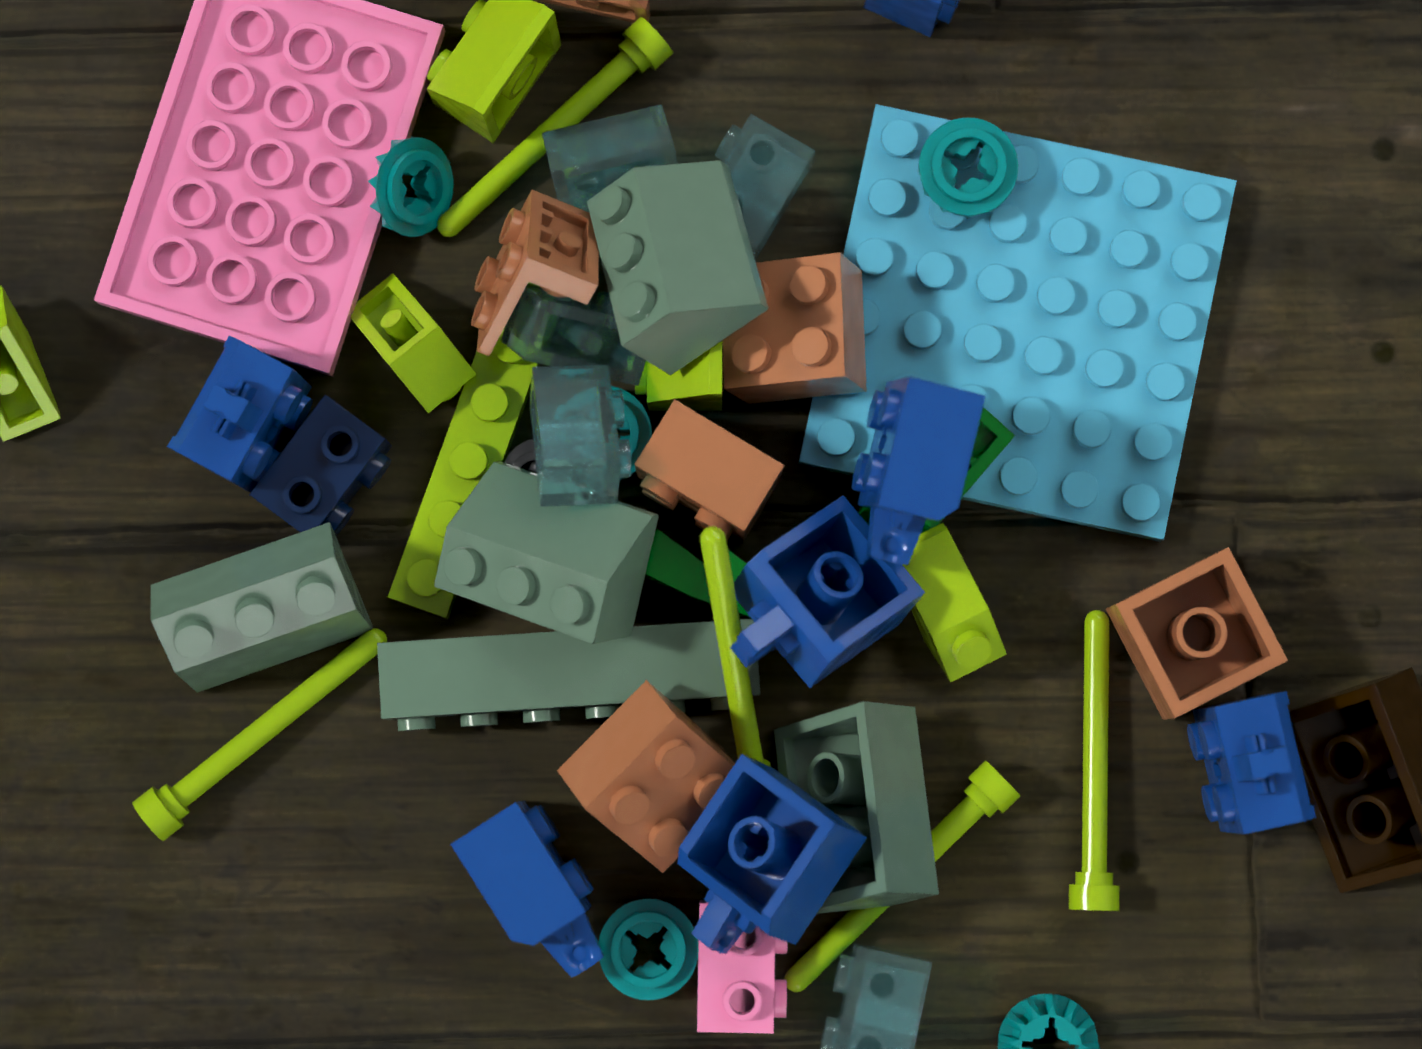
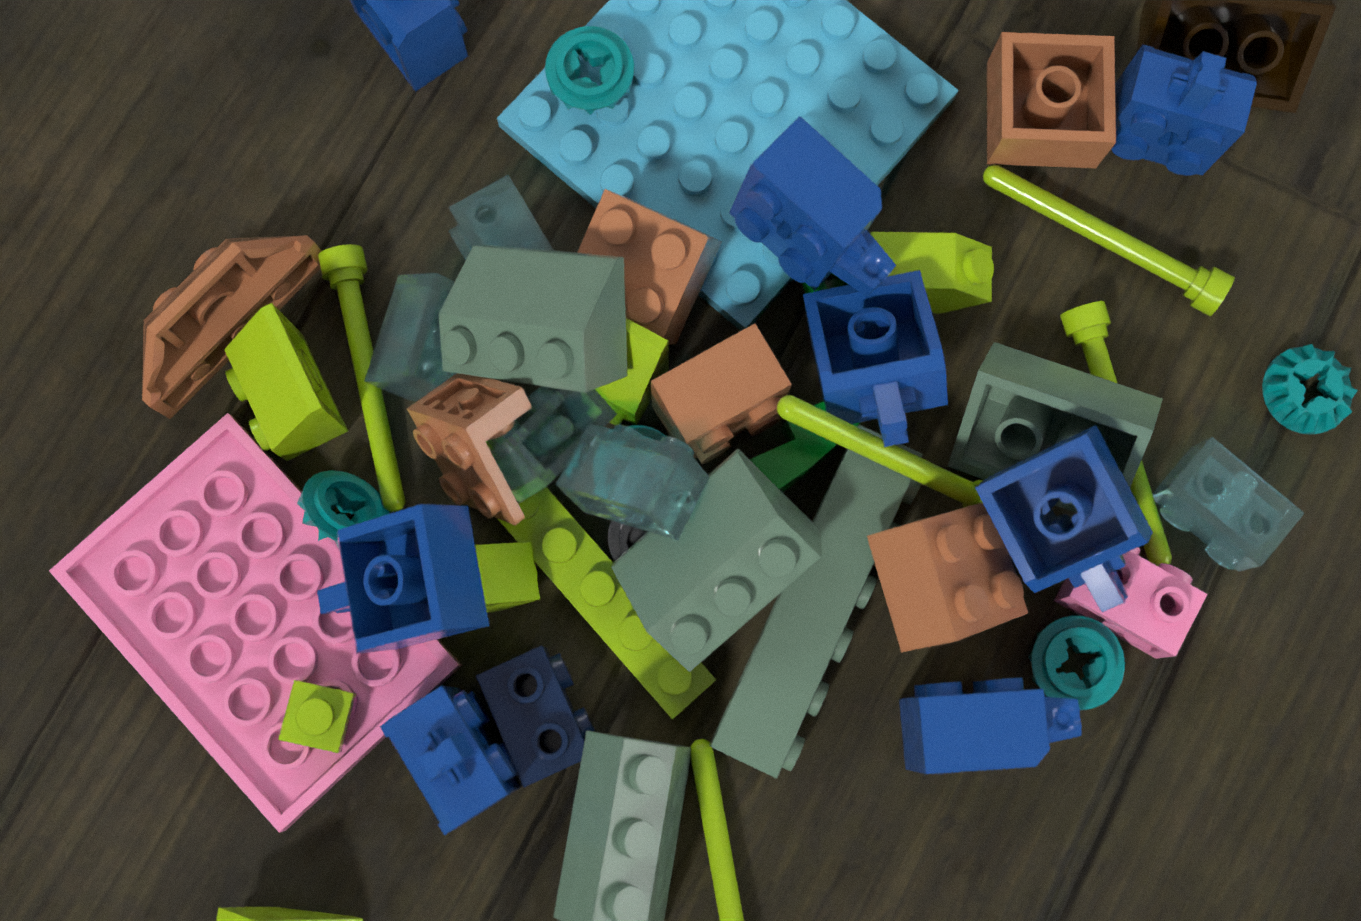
camera: 65 degrees left, 5 degrees down
(212, 273) = (317, 716): none -> lime plate
(373, 285) = (408, 578): none -> blue hinge

